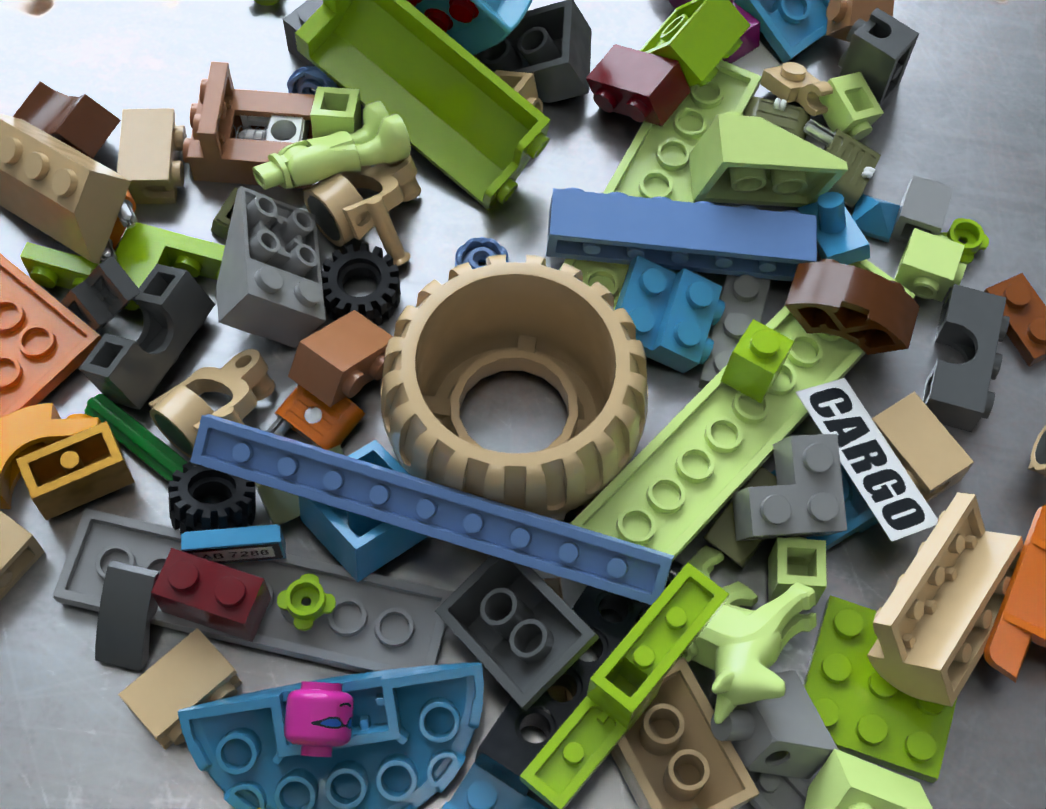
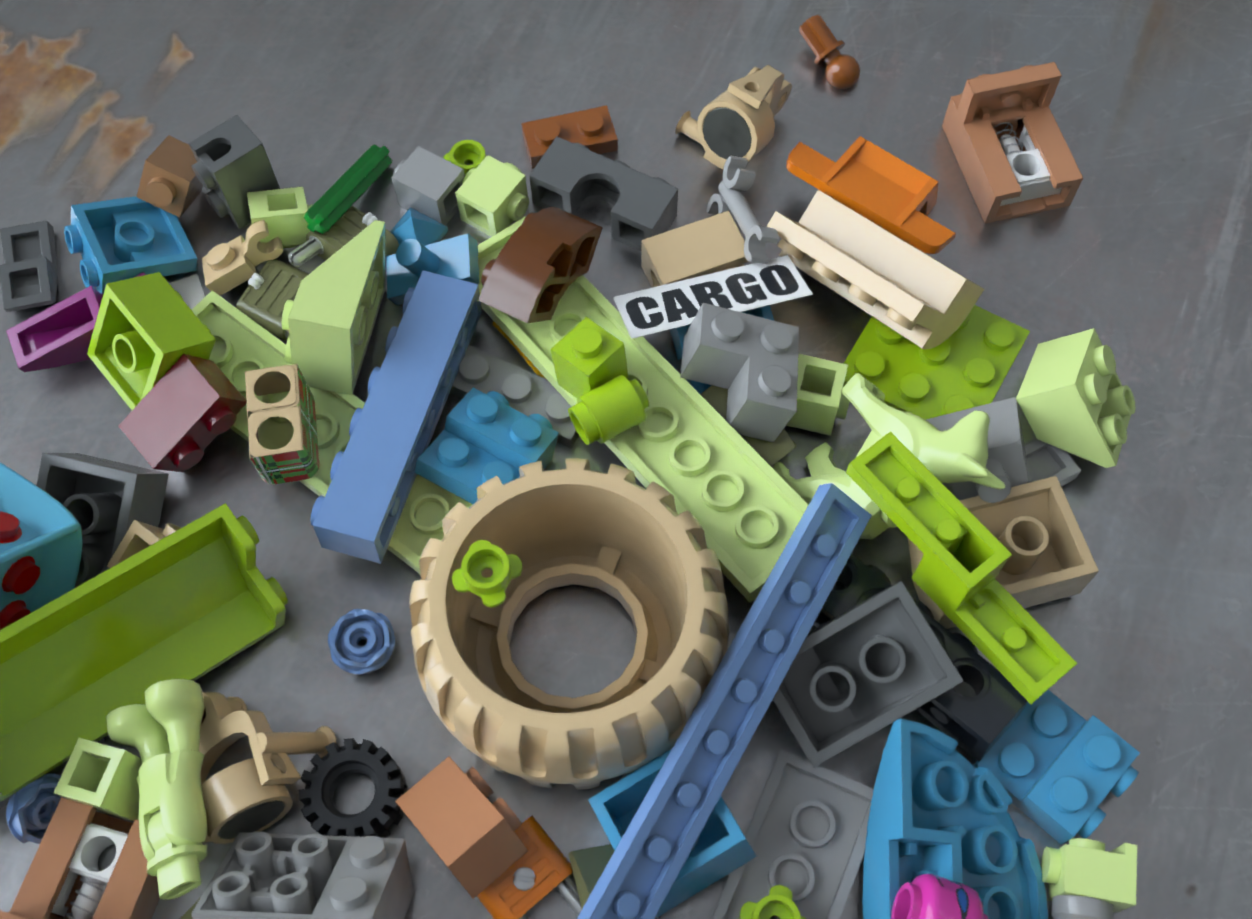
camera: 75 degrees left, 0 degrees up
(517, 283) = (484, 556): none -> lime plate
(645, 167) = (300, 456): none -> piece
(715, 384) = (609, 410): none -> lime brick
(895, 148) = (348, 189): none -> green axle
(981, 470) = (734, 181): none -> light grey bar

